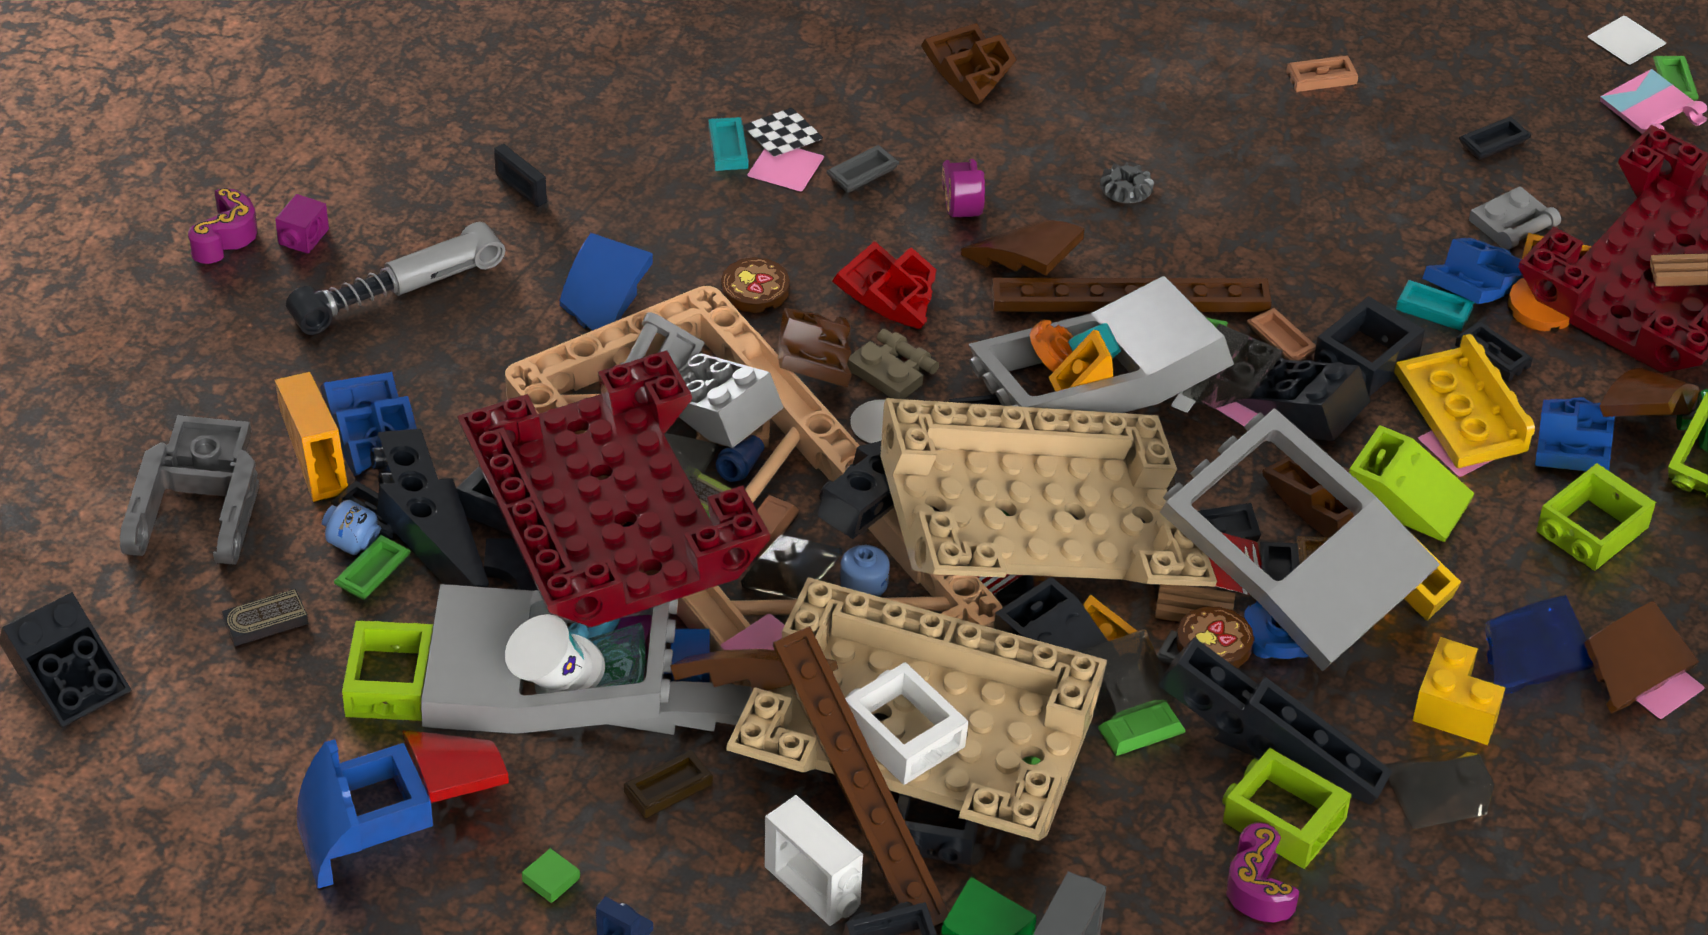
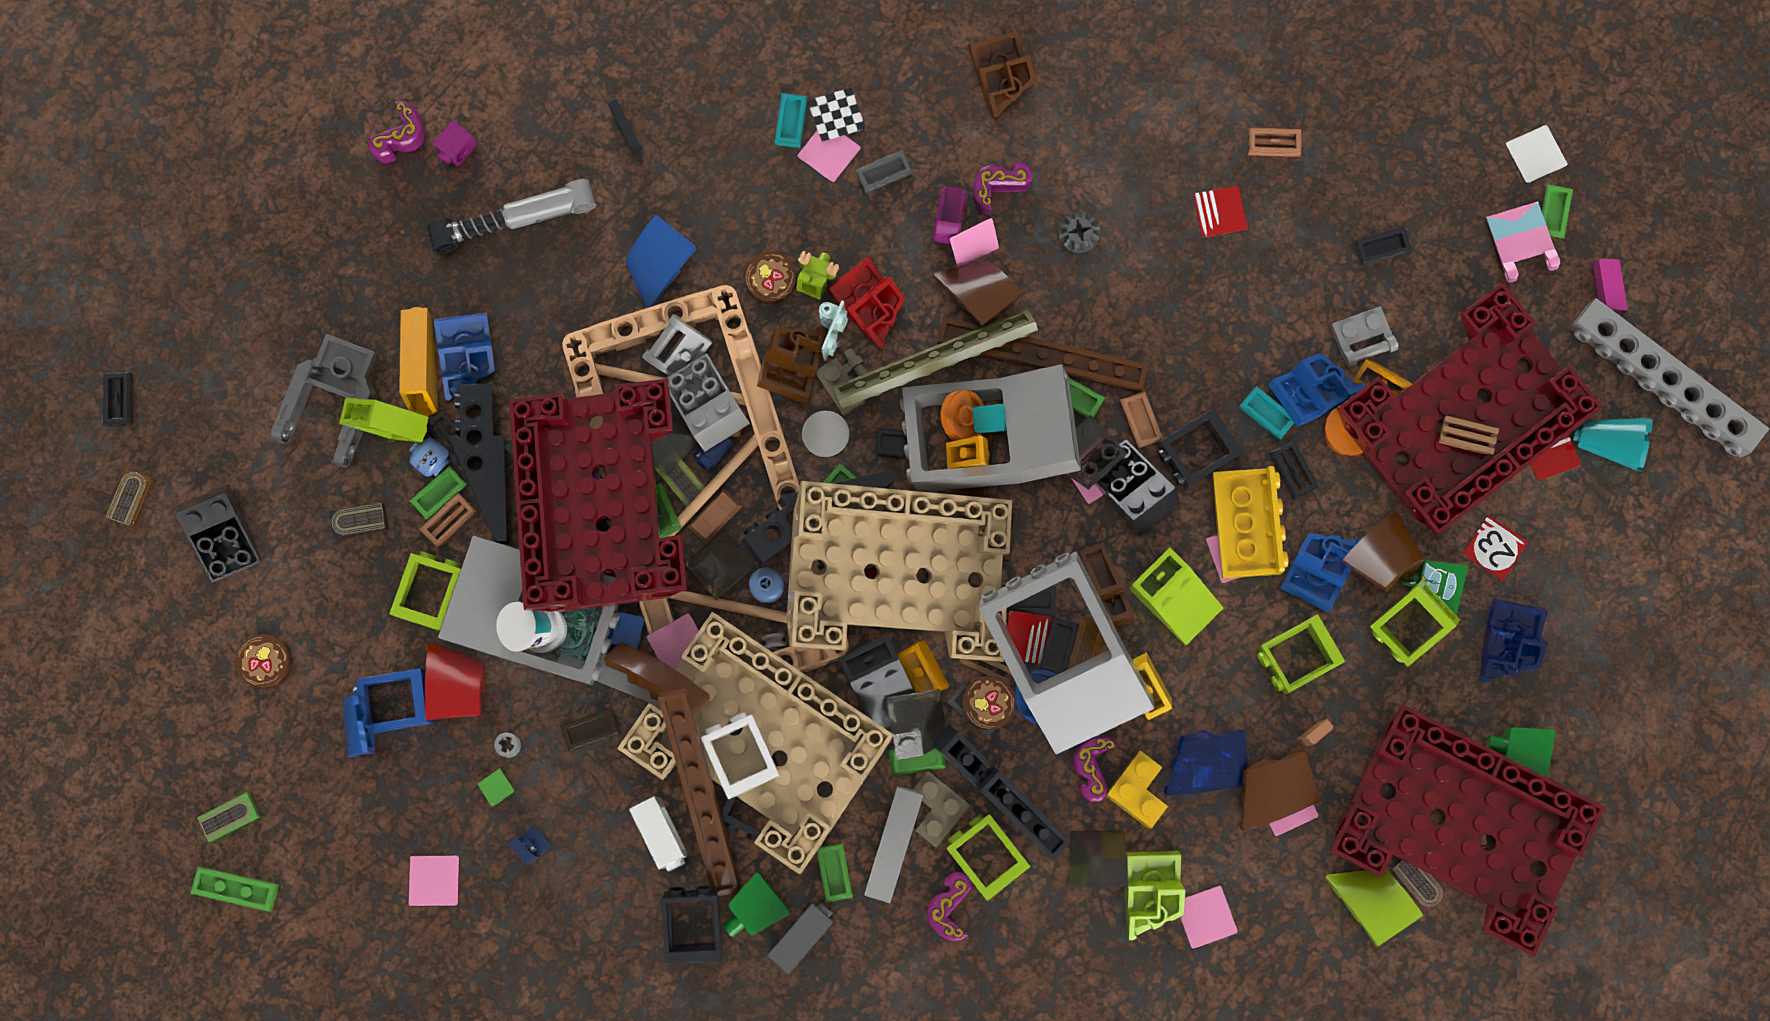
camera: 20 degrees right, 35 degrees up
(160, 797) = (263, 661): none -> tile
(247, 479) = (384, 420): none -> lime window
(400, 598) = (455, 527): none -> nougat tile
(555, 834) = (500, 748): none -> light grey bush
(813, 267) = (815, 274): none -> lime piece
(851, 299) = (835, 319): none -> light aqua hinge
(988, 315) = (935, 358): none -> olive plate
(1004, 201) = (974, 243): none -> bright pink sticker
(1010, 148) = (999, 179): none -> magenta animal
(1073, 857) = (834, 872): none -> bright green tile
(1150, 820) = (893, 844): none -> light grey slope
(1200, 770) = (945, 806): none -> dark tan plate
(1287, 143) = (1220, 211): none -> red sticker
(1377, 684) = (1086, 766): none -> magenta animal
(1530, 805) = (1153, 890): none -> lime slope
(1614, 825) = (1207, 917): none -> bright pink sticker
(1658, 575) = (1315, 733): none -> nougat tile

